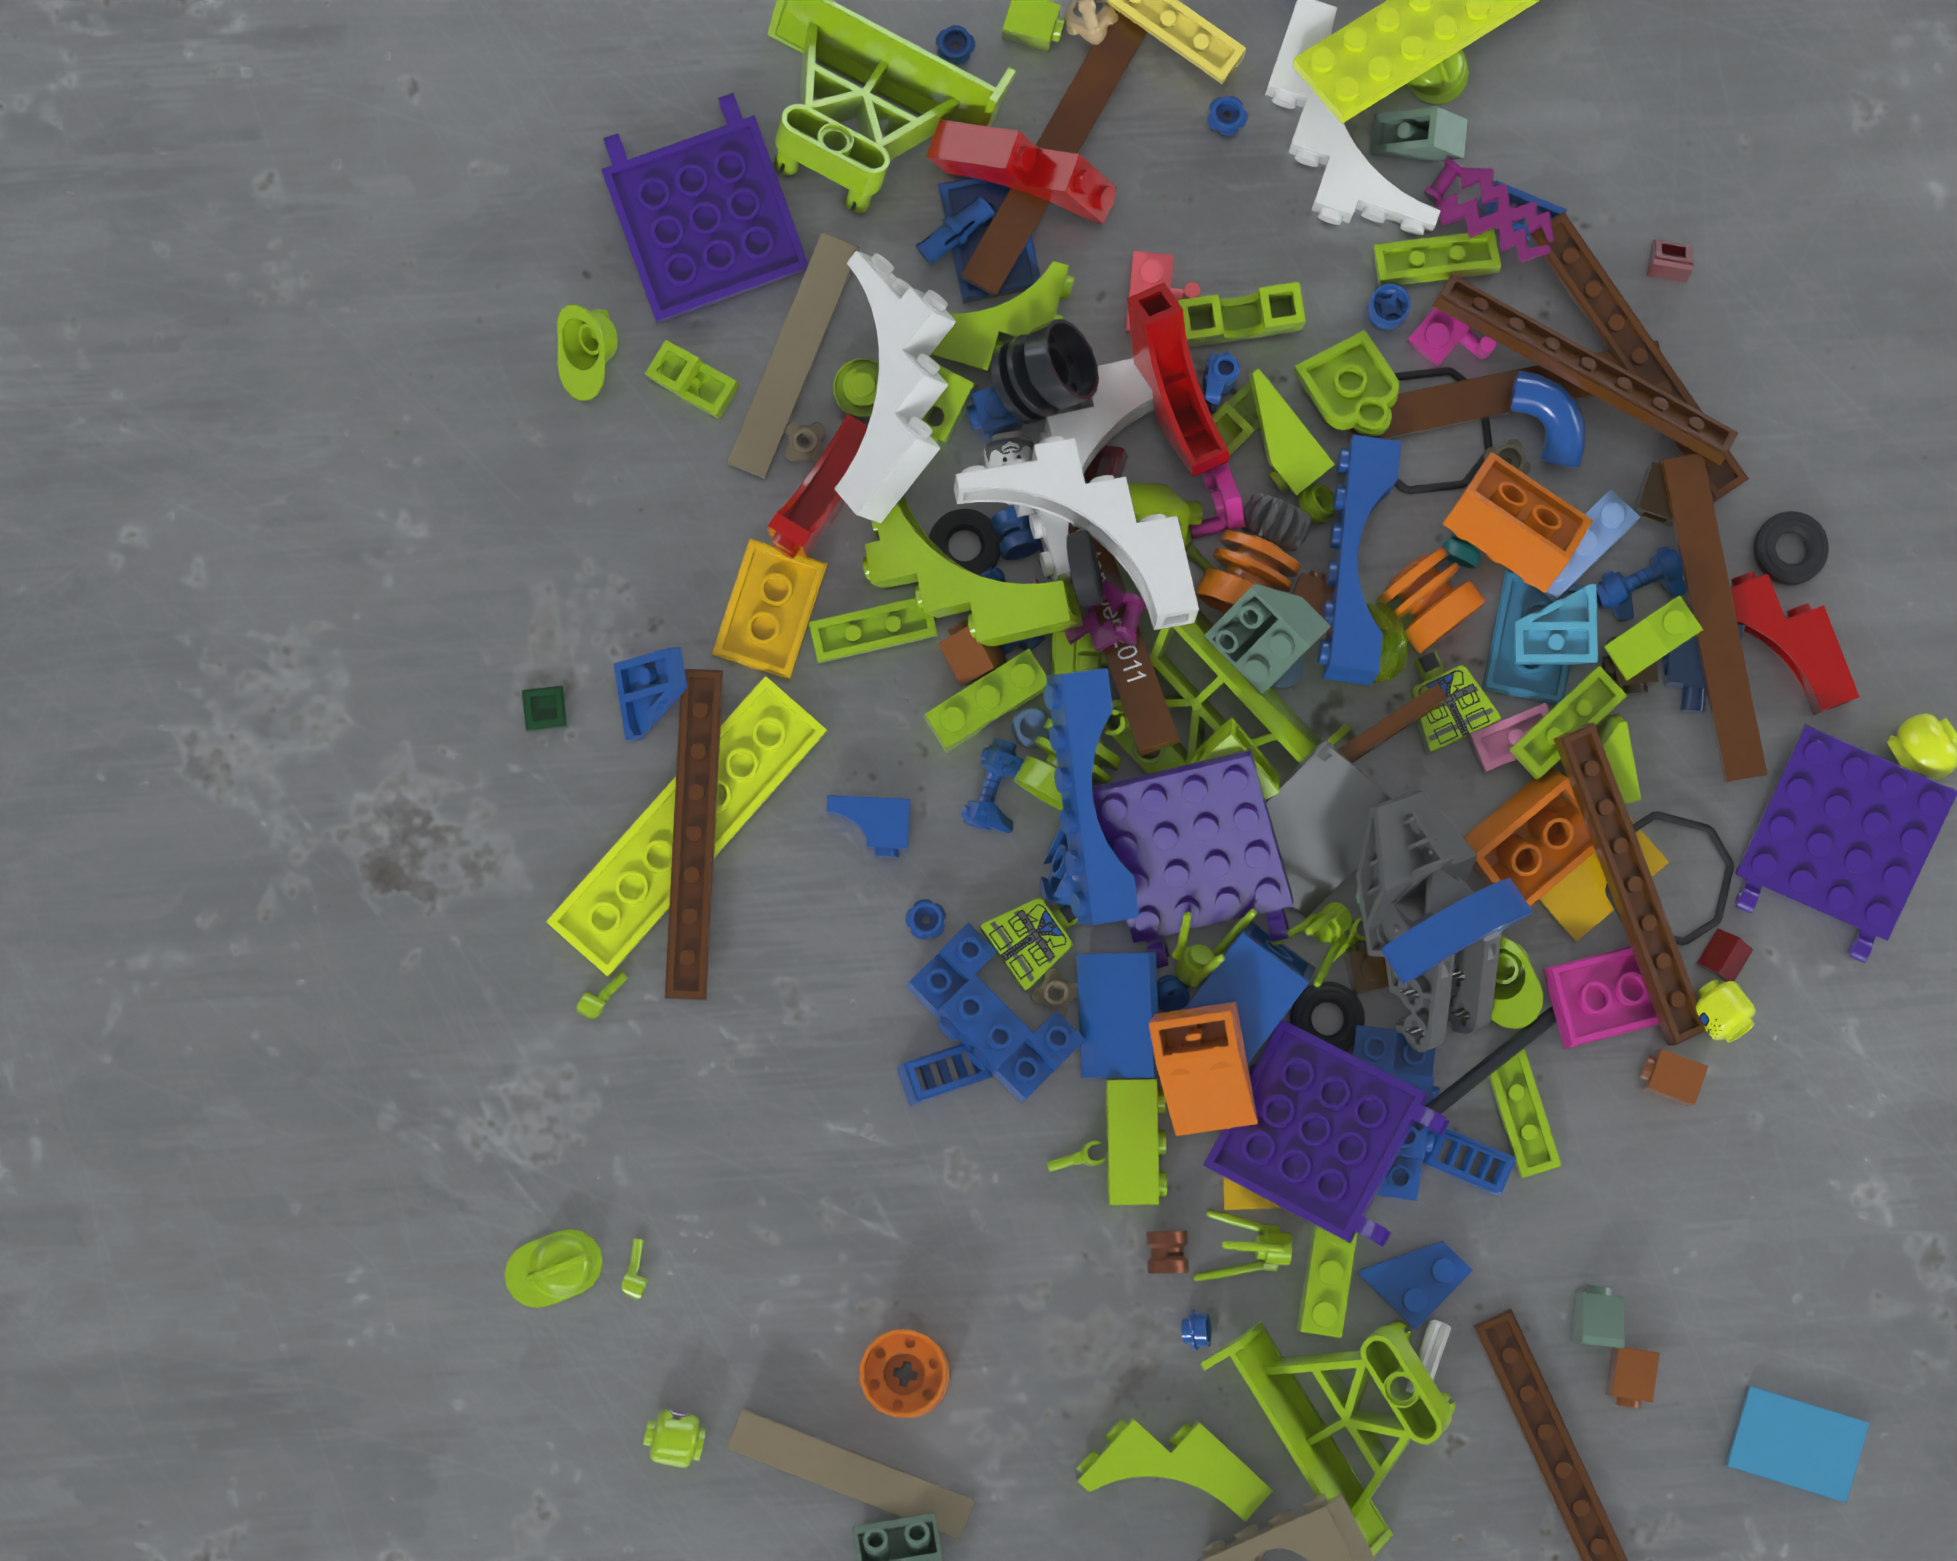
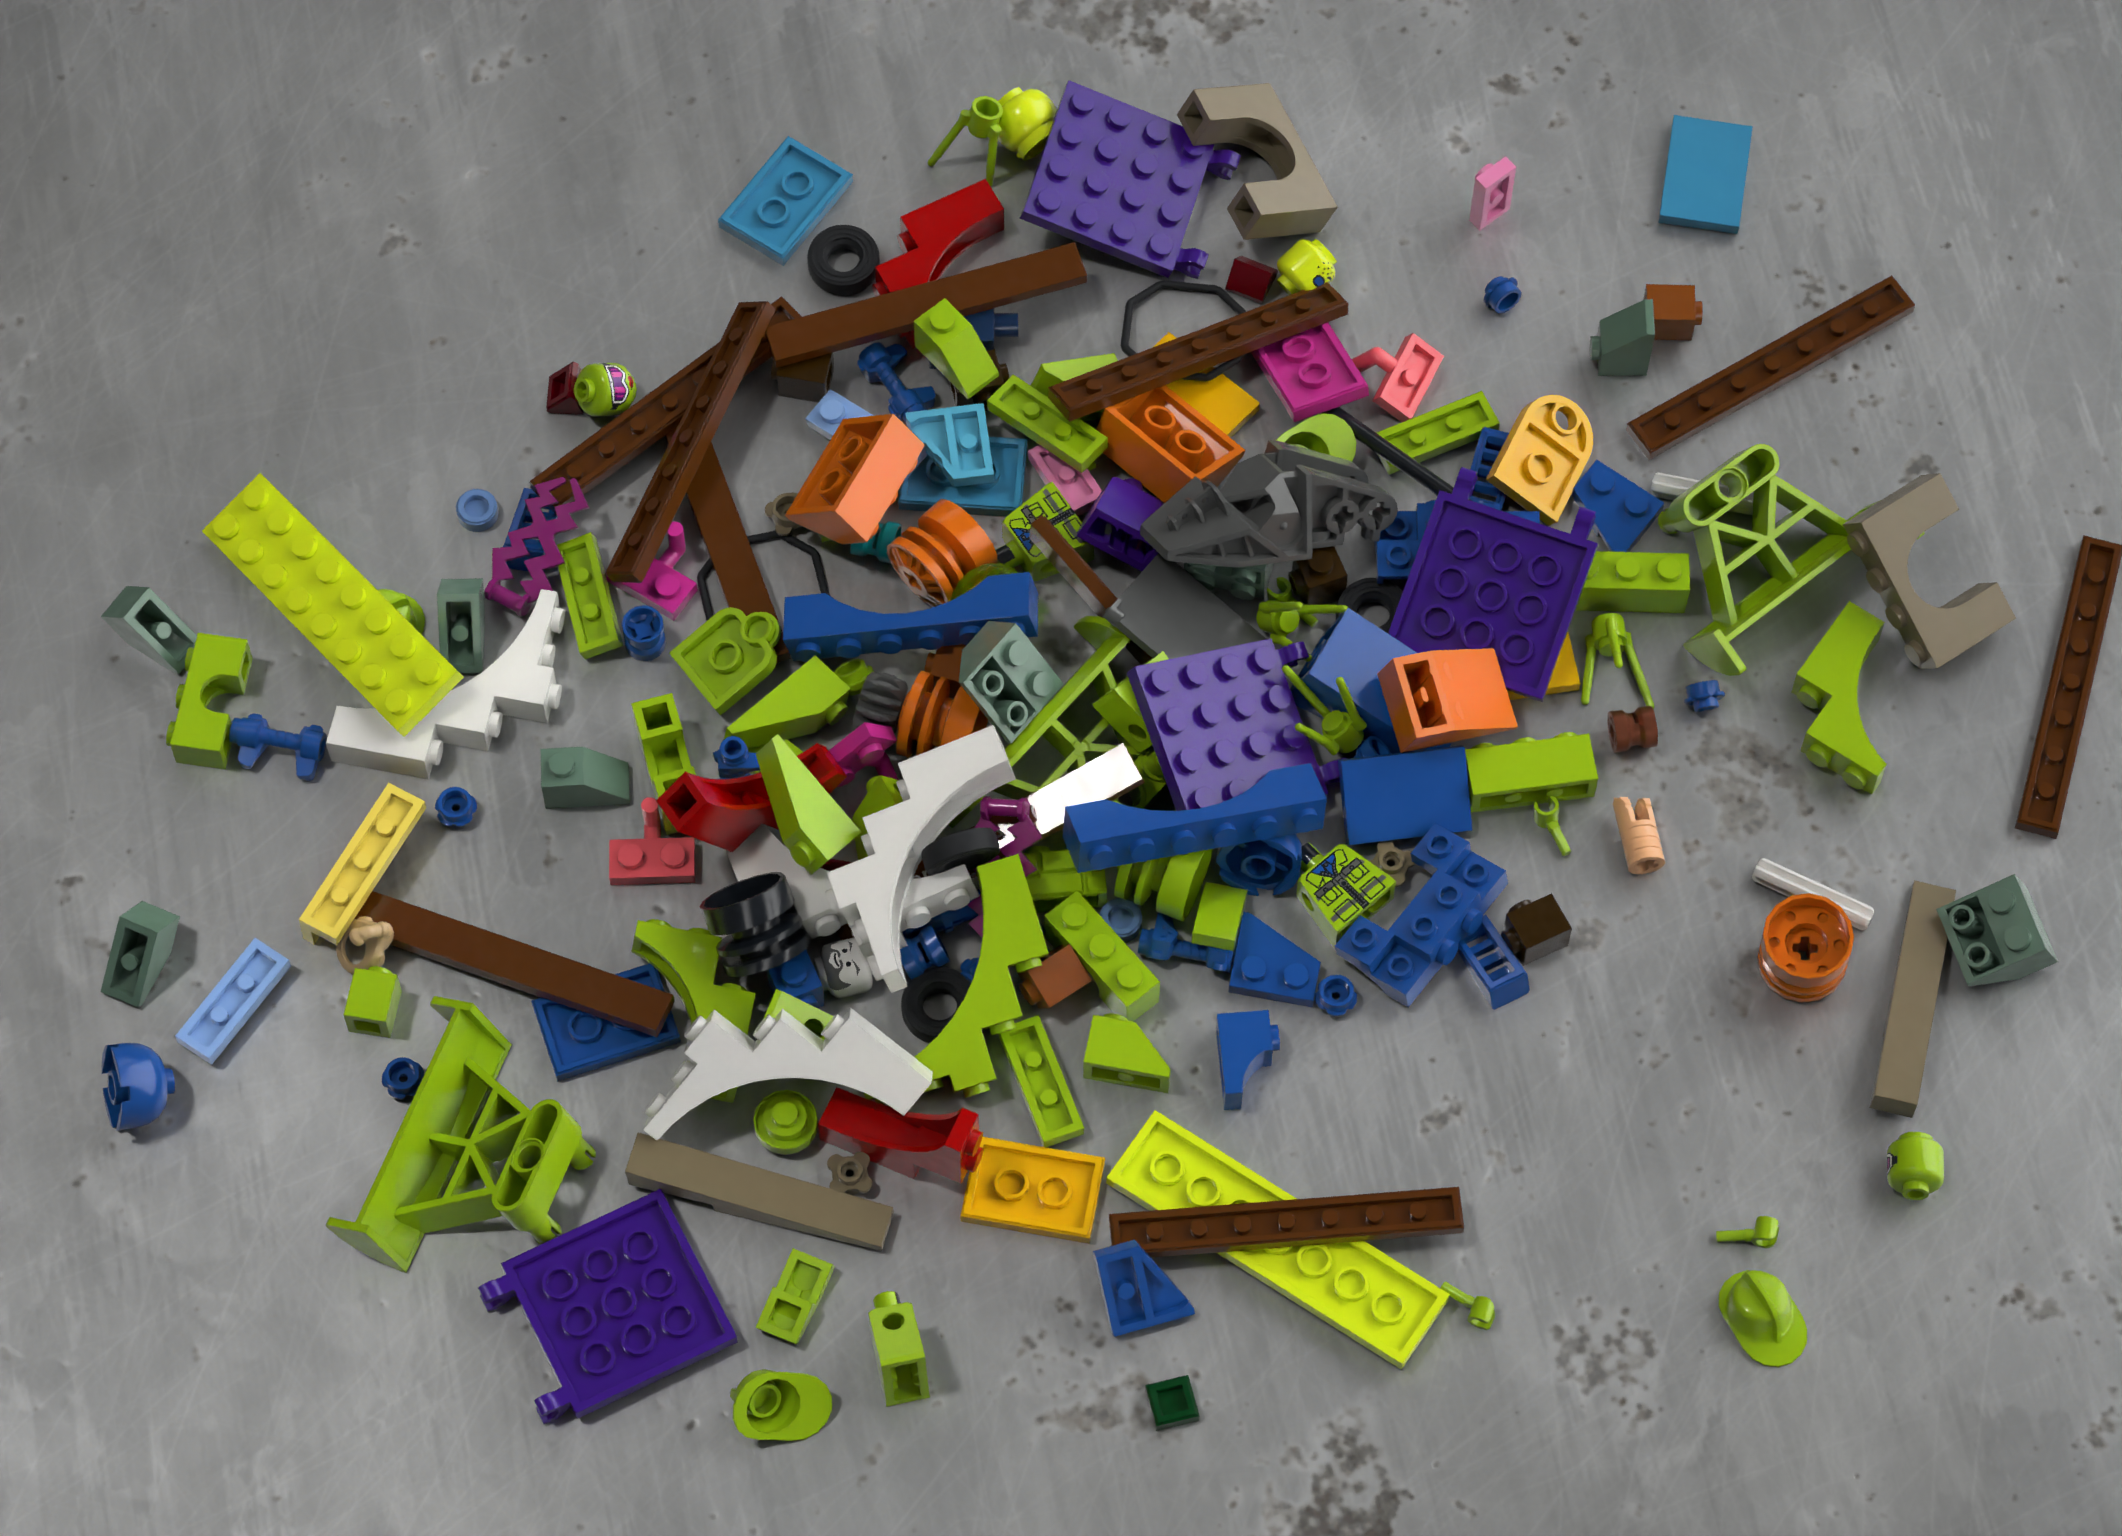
camera: 90 degrees left, 20 degrees down
(606, 465) = (898, 1350): none -> lime torso
(889, 708) = (1123, 1055): none -> lime slope
(955, 230) = (607, 1046): blue pin -> none
(966, 863) = (1272, 966): none -> blue wing
(966, 1118) = (1536, 929): none -> dark brown brick
(972, 1398) = (1791, 883): none -> white axle
(1016, 162) = (532, 987): red arch -> none
(1018, 819) = (1219, 916): none -> lime slope
(1045, 1238) = (1639, 835): none -> light nougat hinge
(1143, 427) = (804, 811): none -> lime slope
(1239, 236) = (583, 778): none -> sand green slope
(1453, 781) = (1116, 522): none -> dark purple torso
(1456, 929) = (1282, 466): blue slope -> none
(1477, 1214) = (1541, 459): none -> yellow tile
(1548, 163) = (477, 510): none -> medium blue tile
(1557, 412) = (737, 464): blue cylinder -> none
(1589, 1092) = (1406, 375): none -> coral plate
(1661, 294) = (605, 389): none -> lime head
(1673, 1076) = (1377, 305): dark orange brick -> none
(1675, 1207) = (1502, 294): none -> blue plate
(1786, 1211) = (1492, 192): none -> bright pink plate
(1869, 499) = (785, 200): none -> dark azure tile
(1904, 987) = (1257, 120): none -> dark tan arch
(1919, 699) = (982, 123): none -> lime plant

